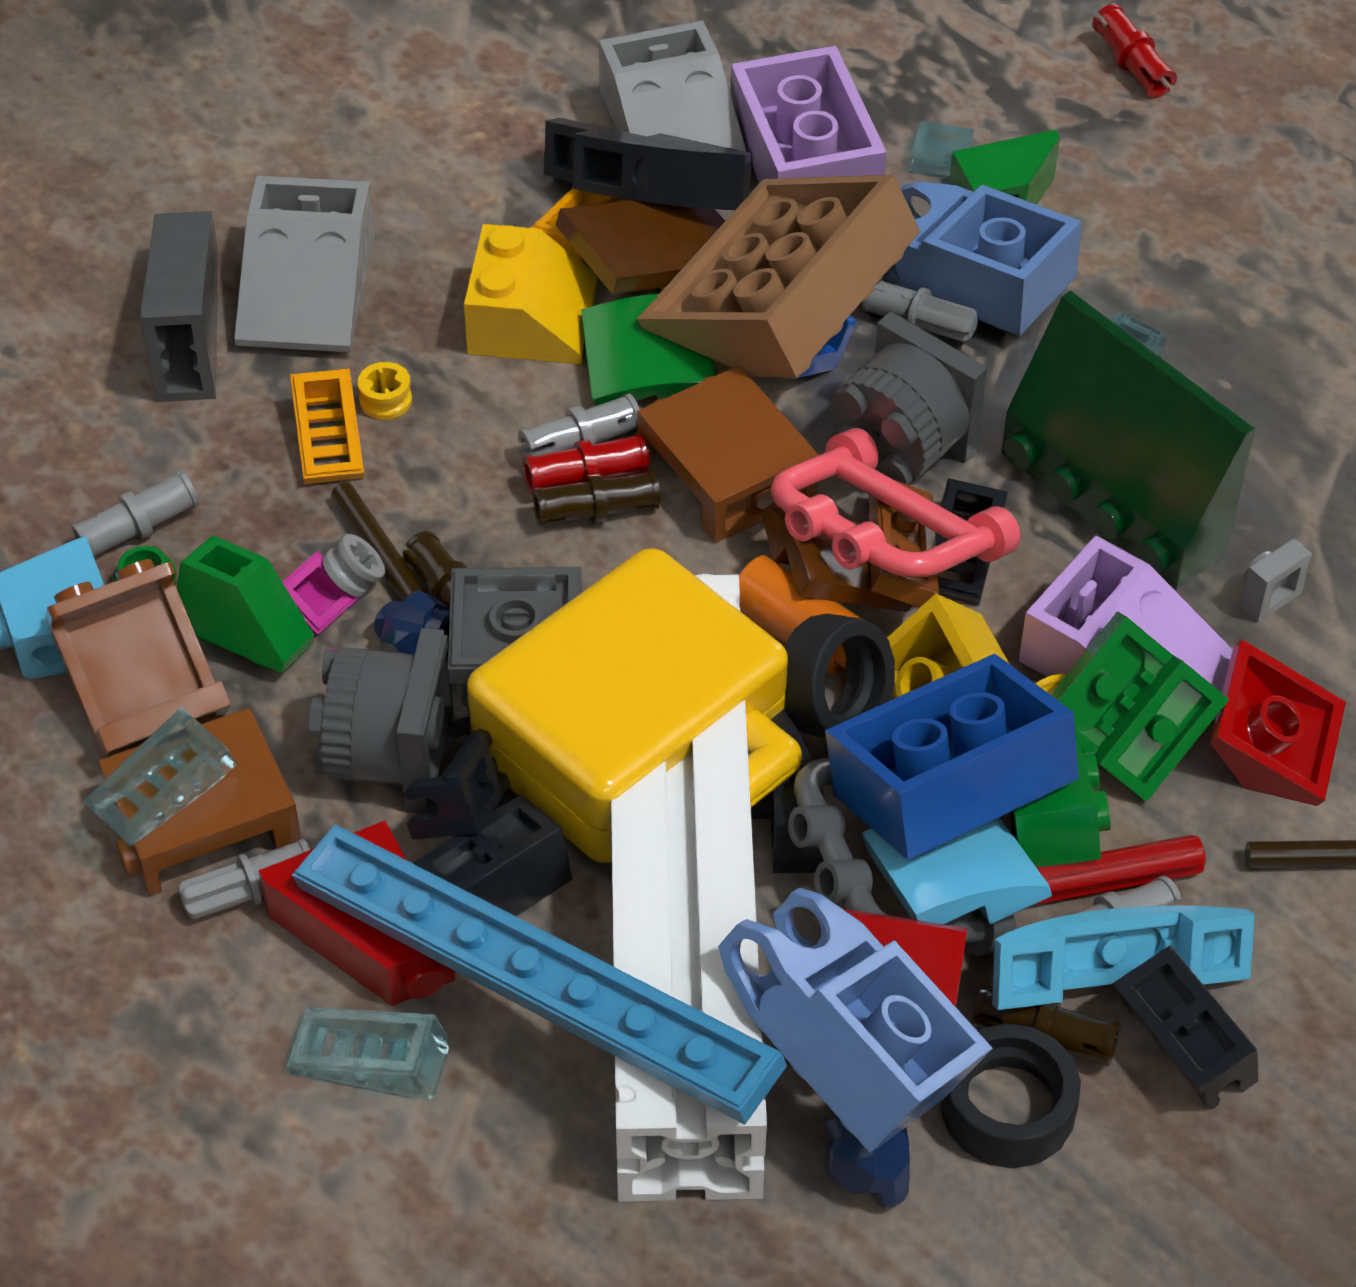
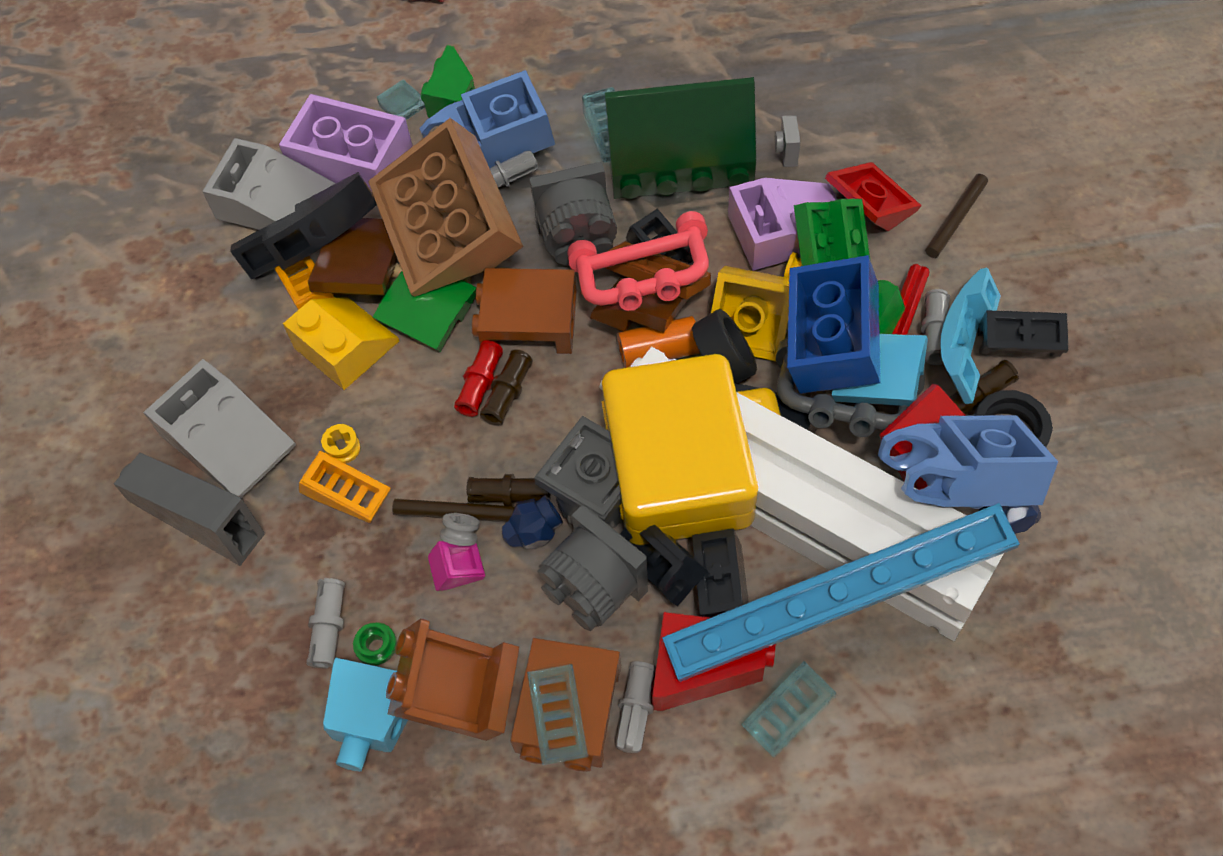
camera: 50 degrees left, 10 degrees up
(242, 604) = (450, 600): green slope -> none
(591, 424) = (452, 367): light grey pin -> none

